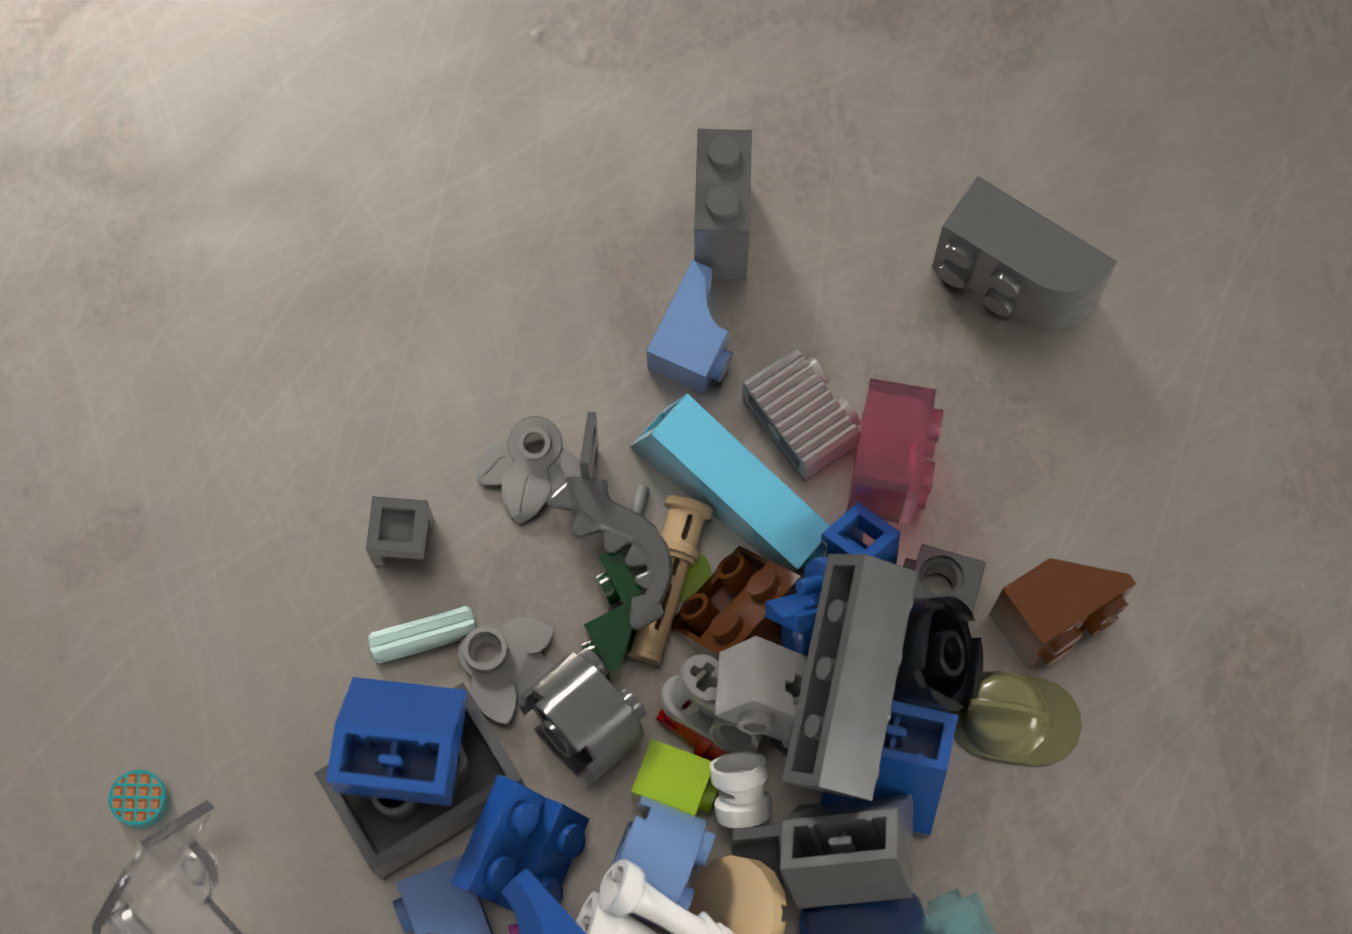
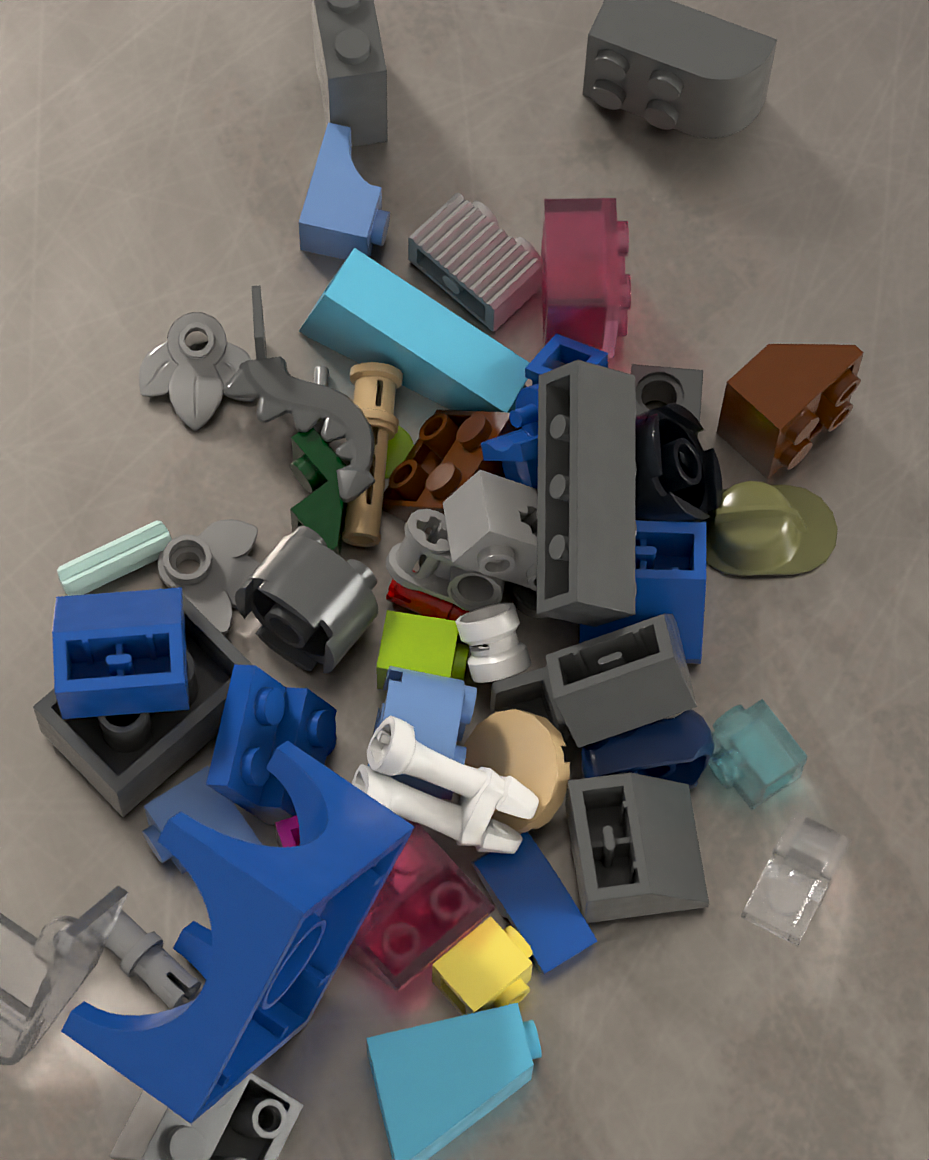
camera: 15 degrees left, 5 degrees down
(397, 528) = (67, 450): dark grey panel -> none

